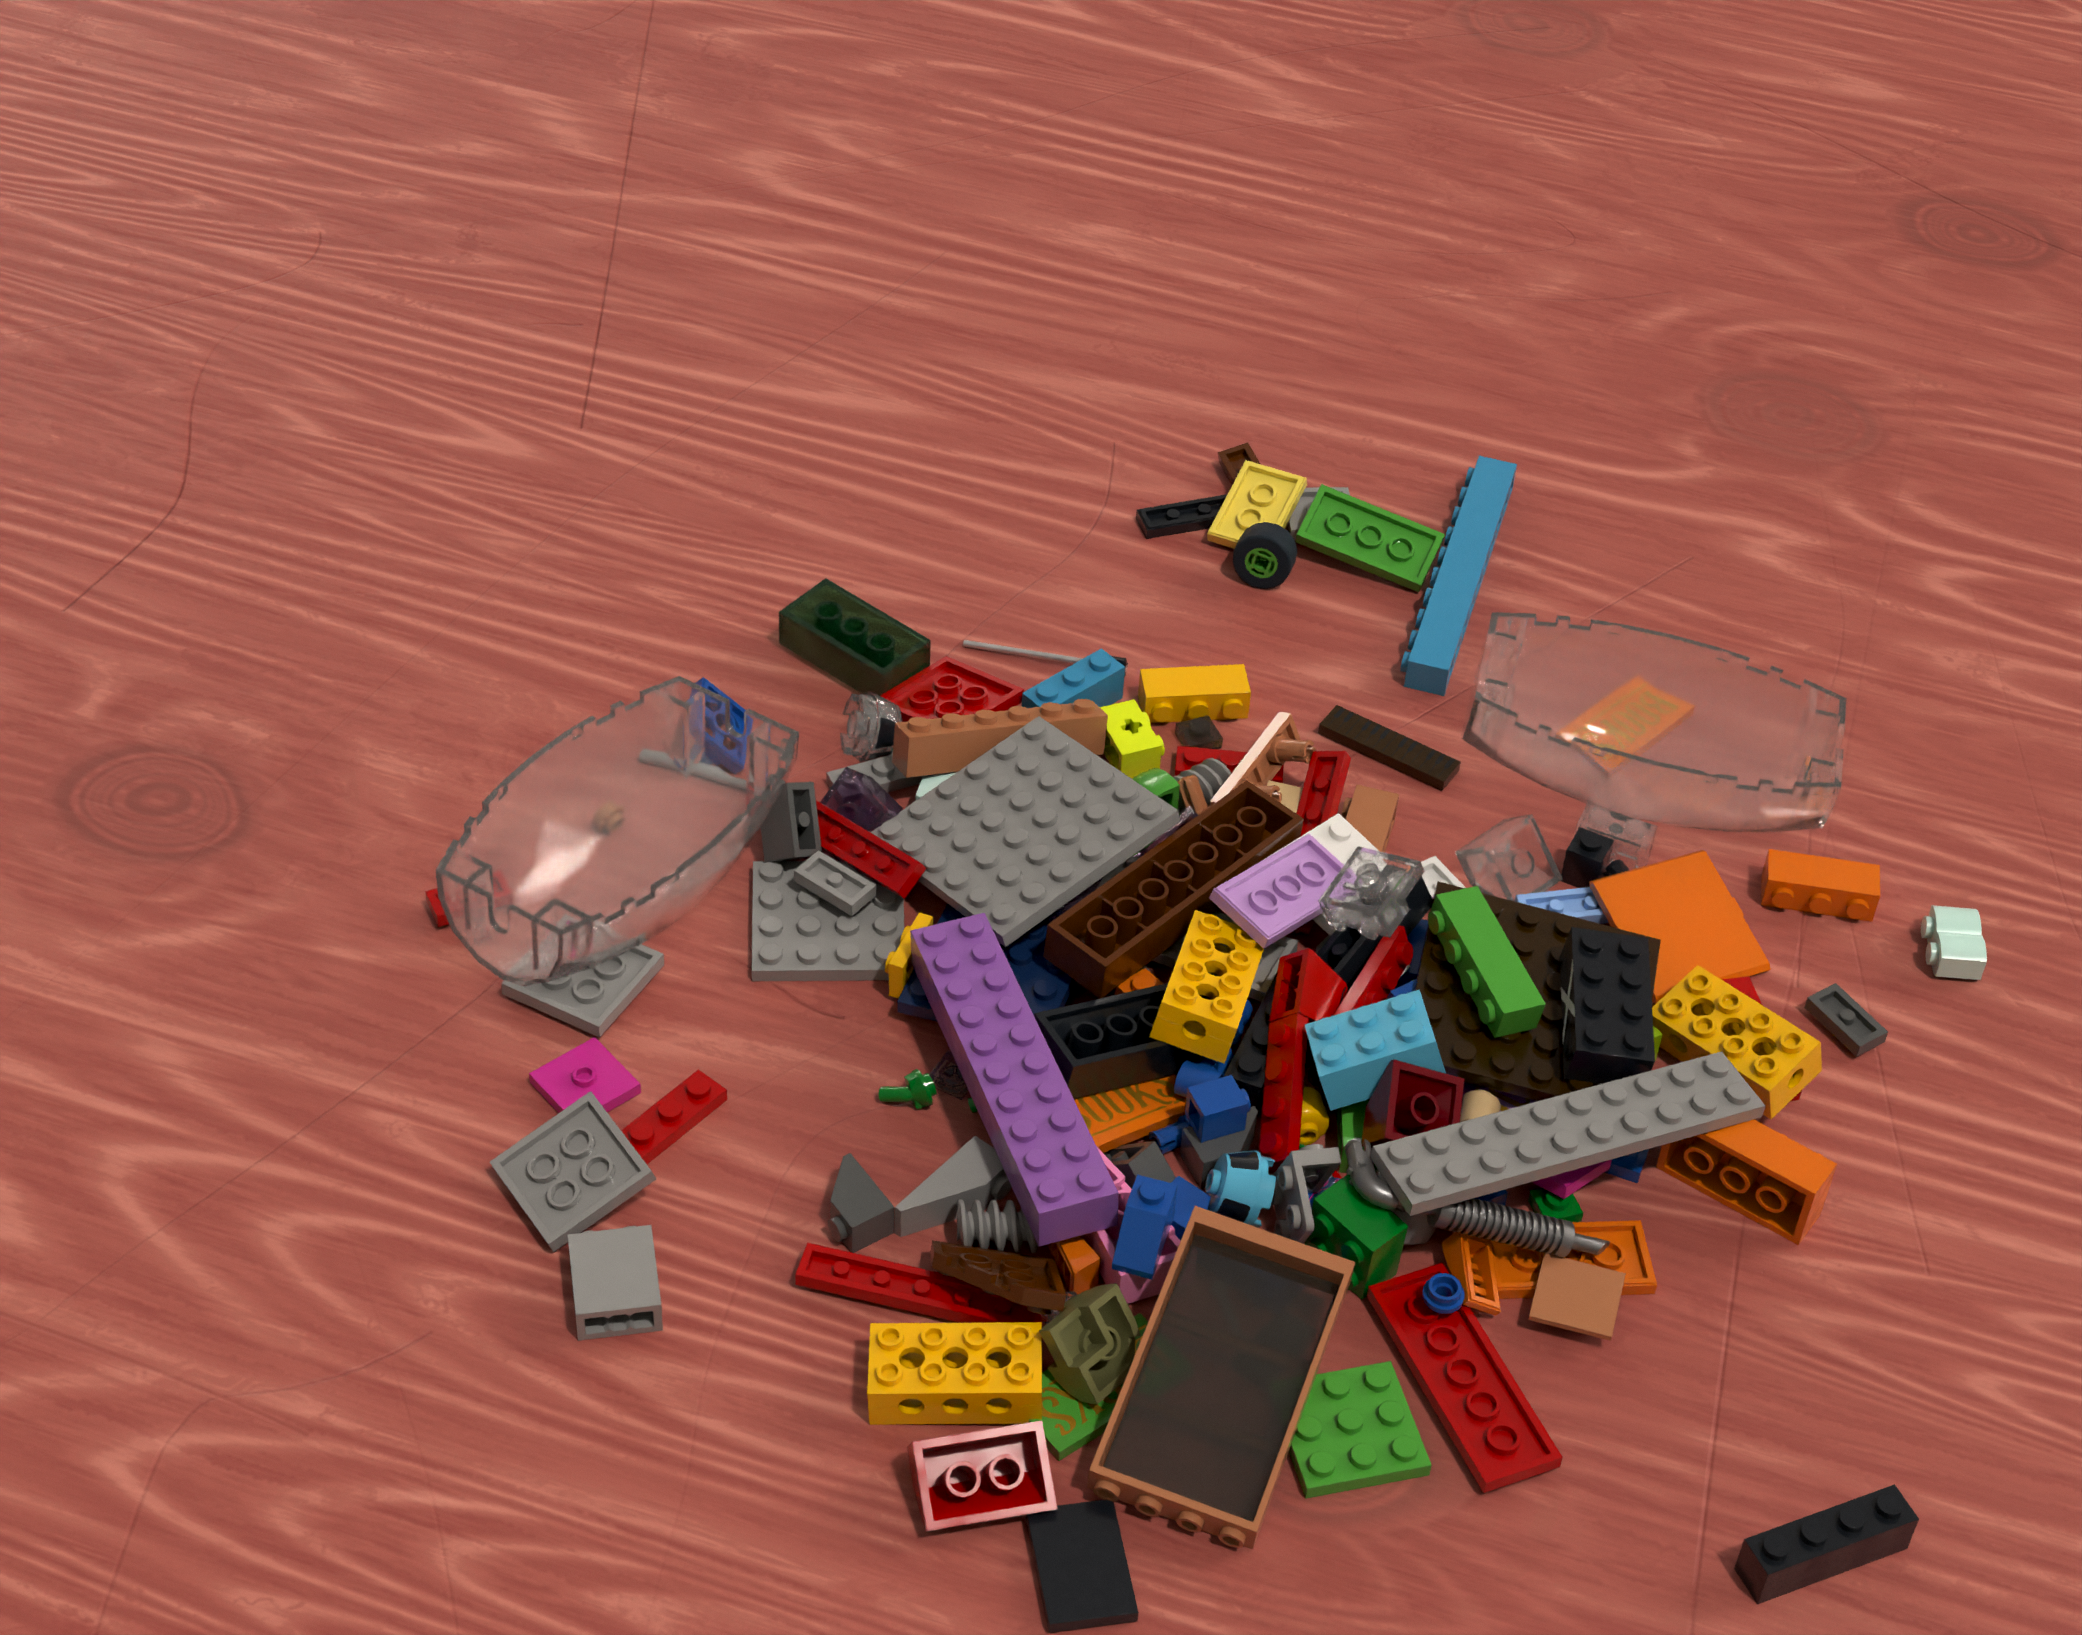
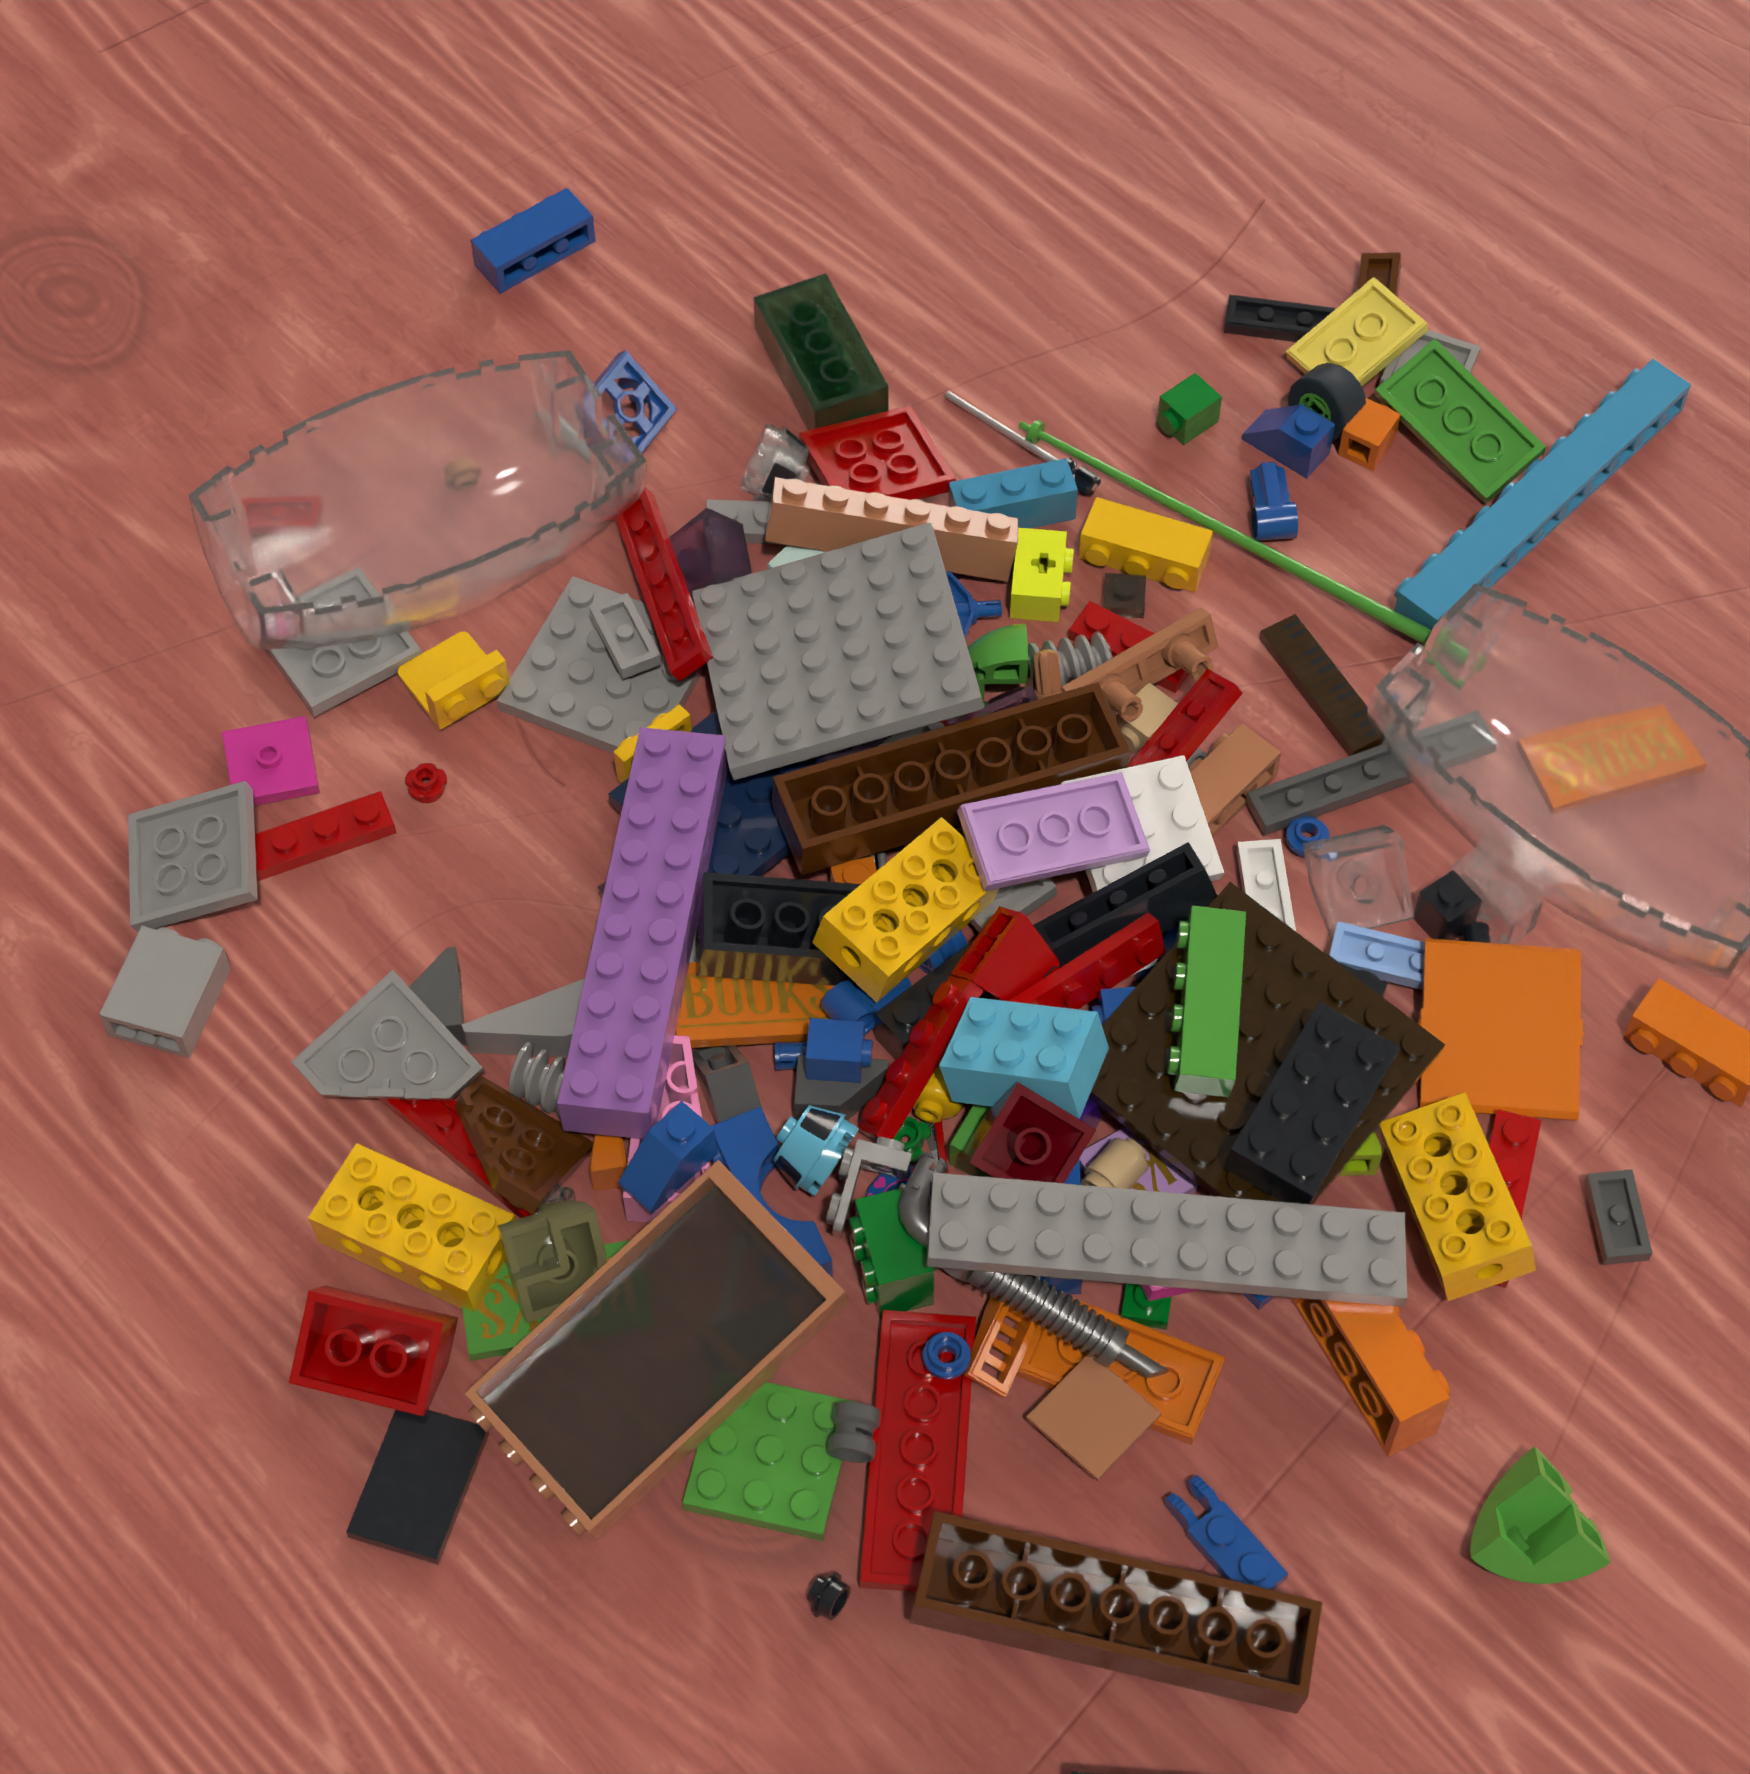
camera: 30 degrees right, 15 degrees up
(554, 633) = (533, 240): none -> blue brick
(705, 967) = (454, 678): none -> yellow bracket
(731, 1052) = (429, 791): none -> red plate
(792, 825) = (618, 554): dark grey slope -> none
(850, 1245) = (388, 1050): none -> light grey plate
(918, 1089) = (573, 897): green plate -> none
(1162, 593) = (1189, 409): none -> green brick
(1251, 587) = (1292, 437): none -> blue slope
(1271, 642) = (1272, 511): none -> blue piece
(1308, 570) = (1369, 434): none -> orange brick
(1371, 892) = (1132, 872): clear plate -> none
(1411, 1374) = (854, 1432): none -> dark grey wheel
(1445, 848) = (1305, 825): none -> blue plate
(1449, 806) = (1325, 788): none -> dark grey plate
(1450, 689) = (1361, 602): none -> bright green piece
(1466, 1507) = (828, 1596): none -> black plate
(1694, 1417) = (1117, 1612): none -> reddish brown brick
(1727, 1346) = (1225, 1539): none -> blue hinge
(1939, 1244) = (1534, 1527): none -> bright green brick

